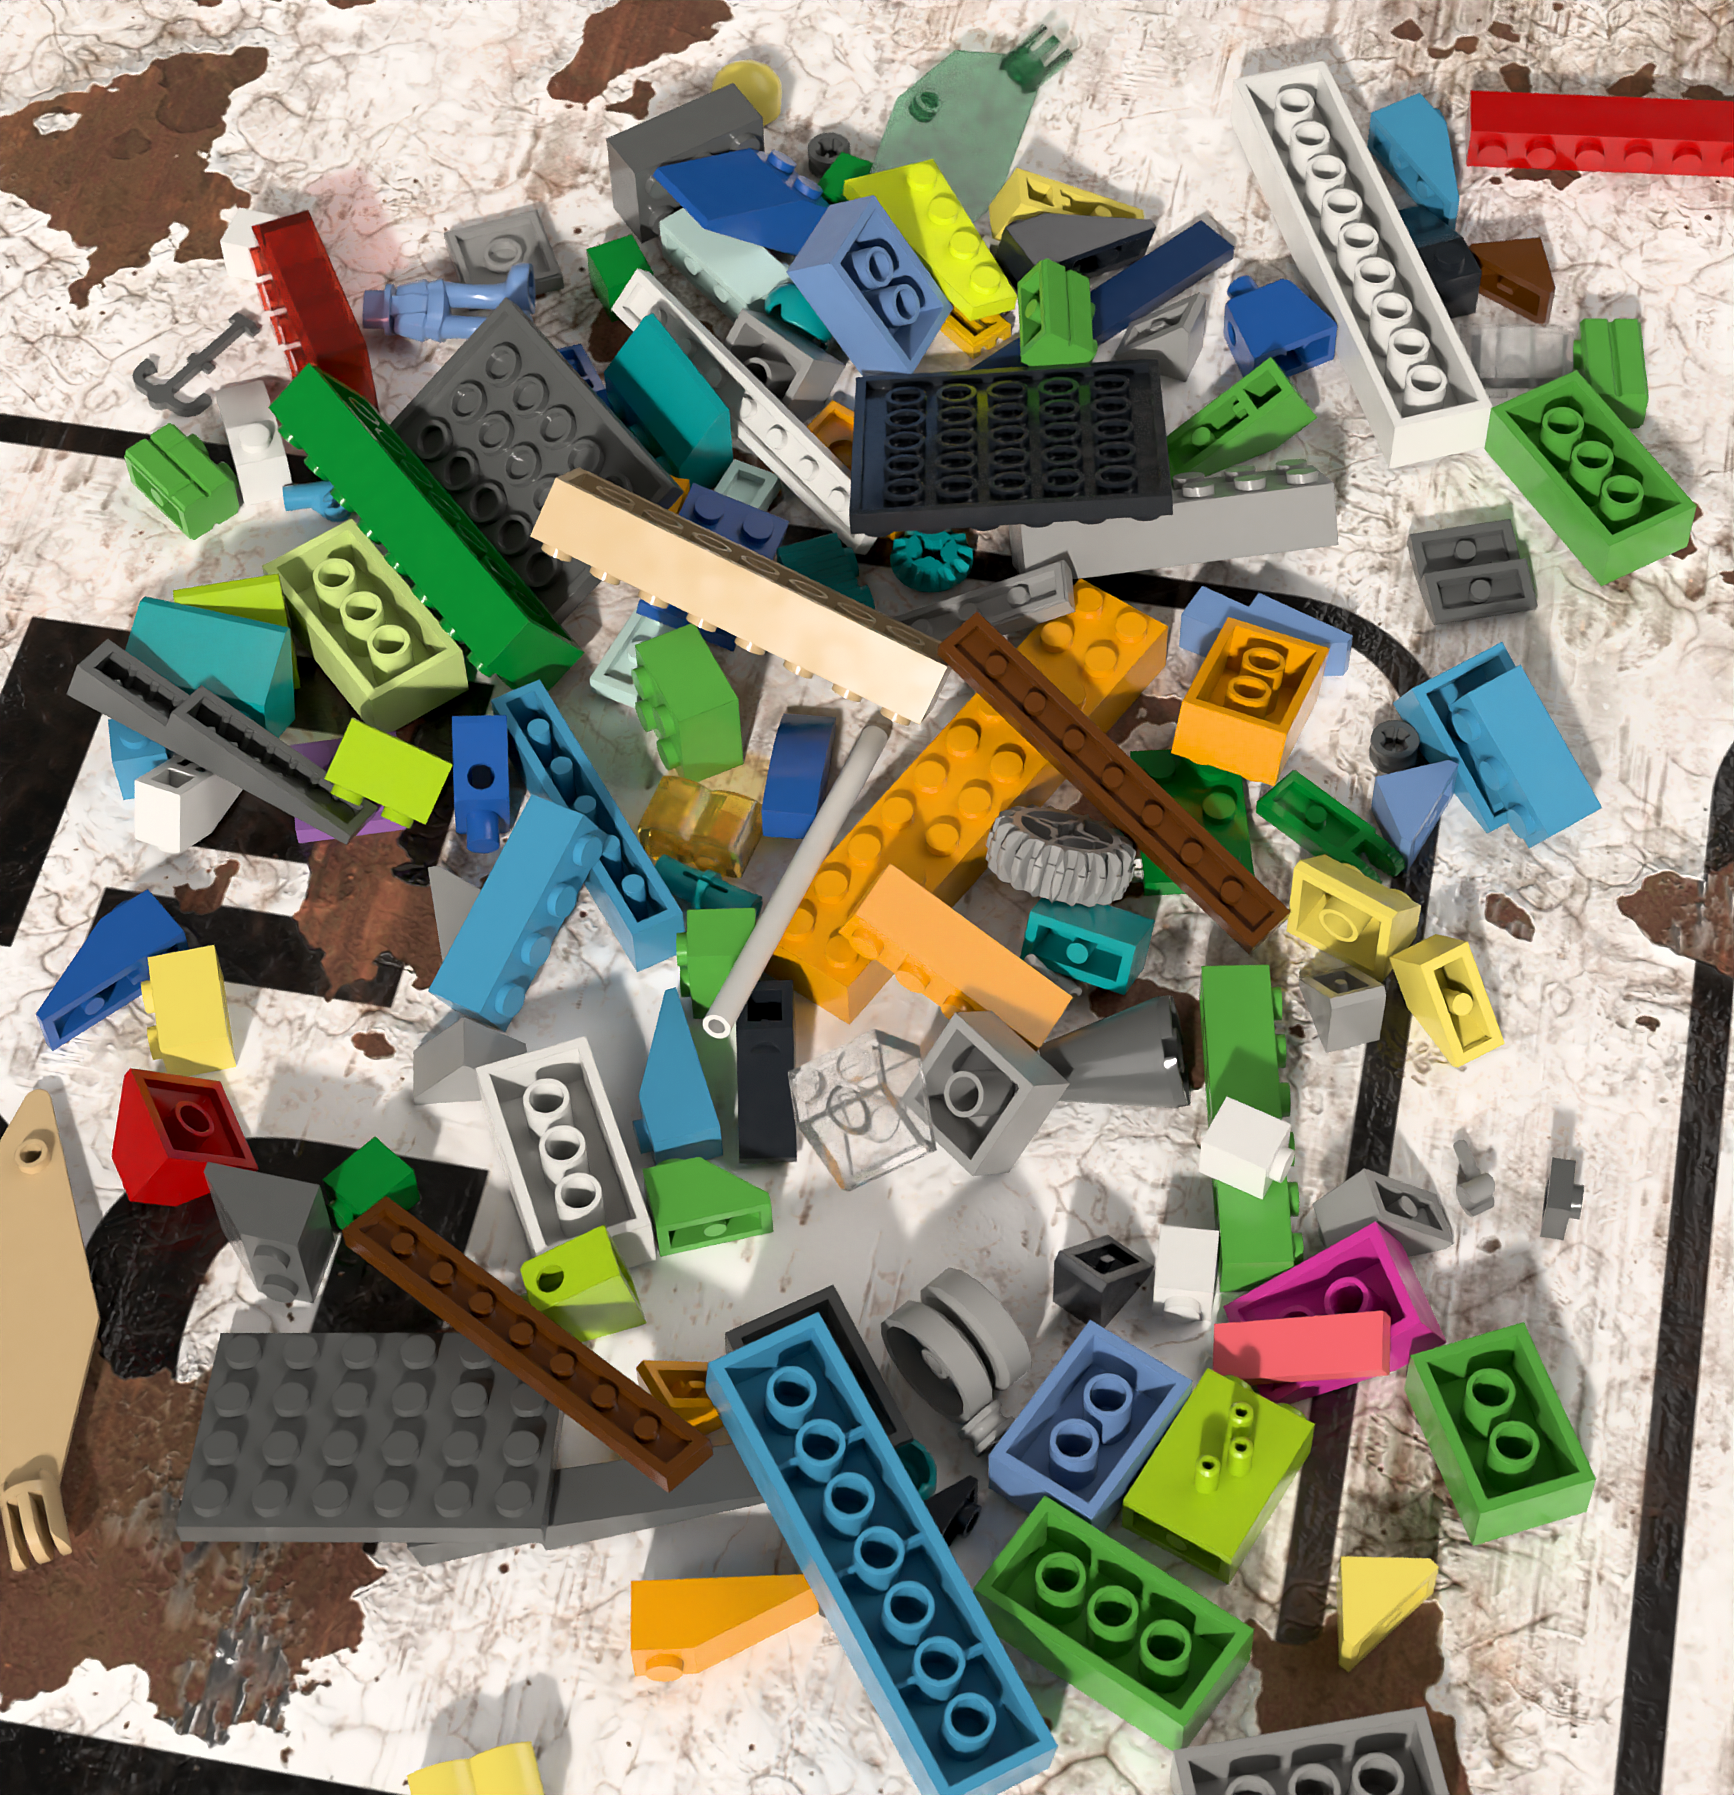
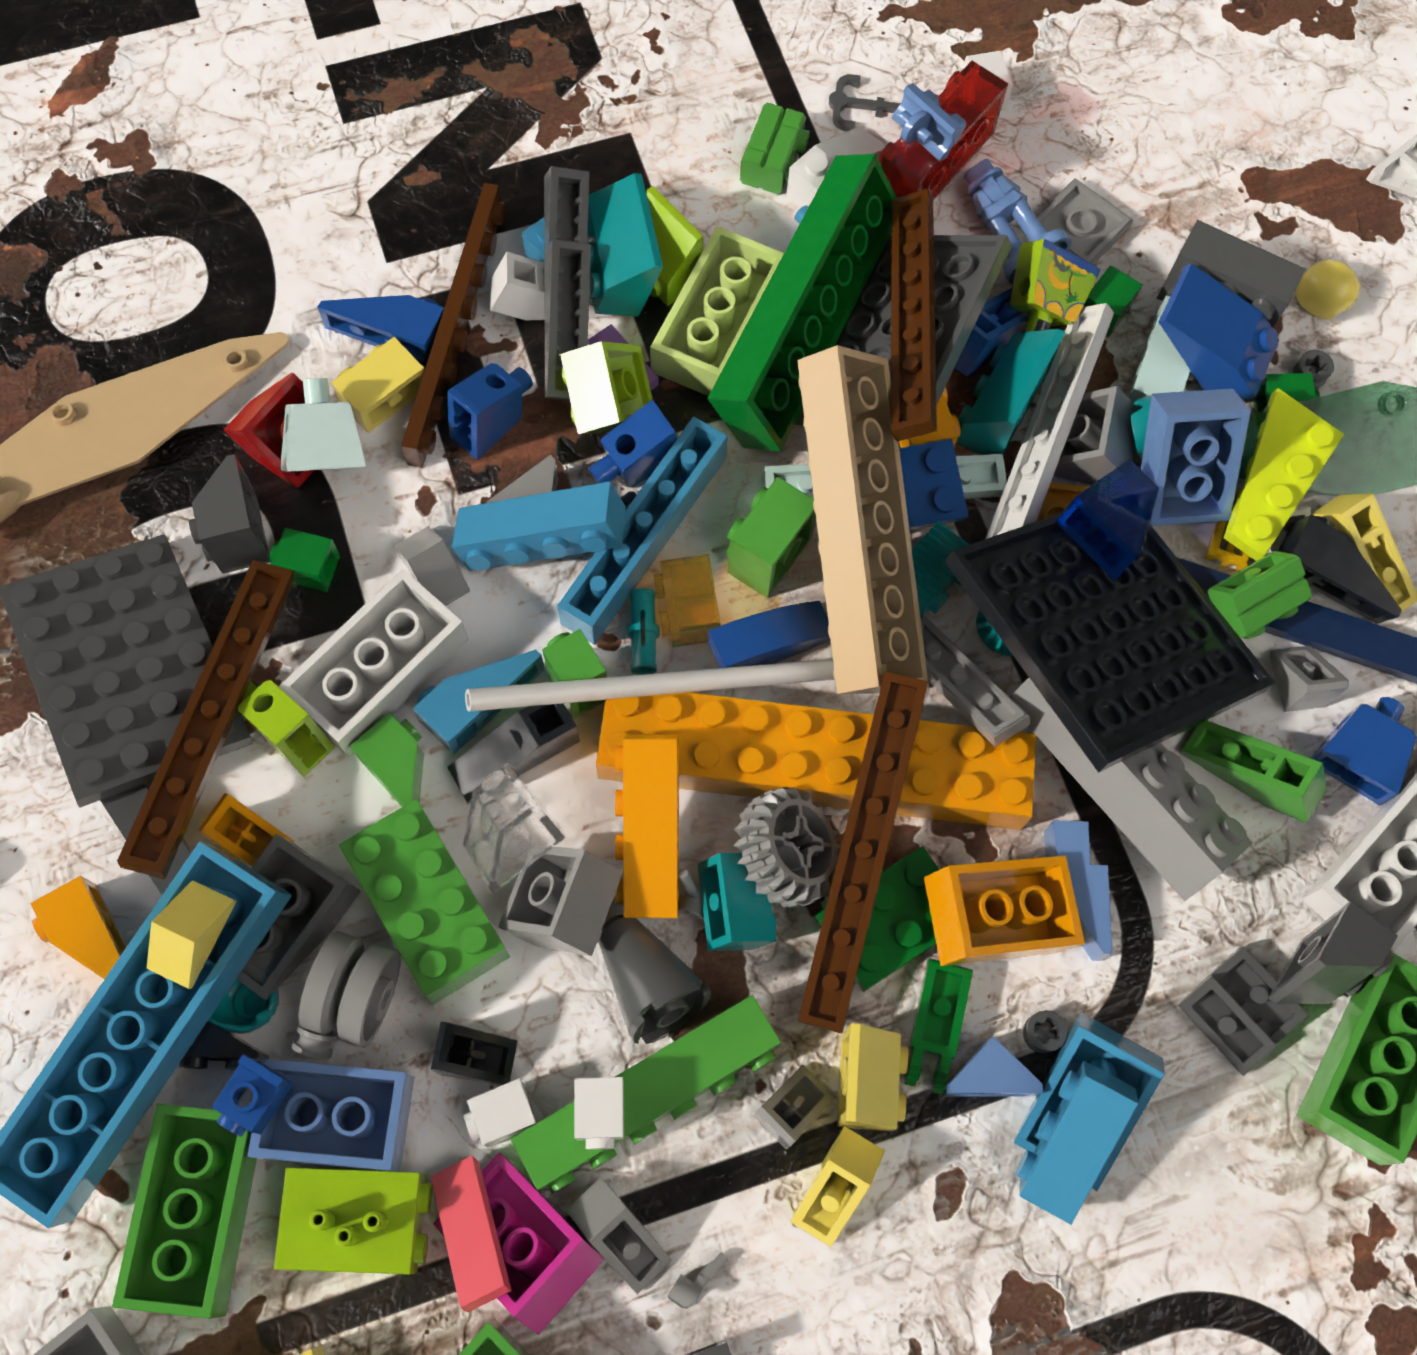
camera: 55 degrees right, 15 degrees up
(117, 860) = (452, 332): none -> reddish brown plate
(224, 1086) = (320, 432): none -> light aqua torso
(308, 296) = (927, 122): none -> medium blue hips
(310, 889) = (486, 407): none -> blue torso
(530, 427) = (913, 317): none -> reddish brown plate
(575, 308) = (1050, 285): none -> lime torso
(817, 1417) = (187, 933): none -> light yellow slope
(890, 1235) = (424, 902): none -> bright green brick
(896, 384) = (1112, 517): none -> clear blue slope
(1027, 1489) = (268, 1093): none -> blue brick
(1468, 457) = (1335, 958): none -> dark grey slope

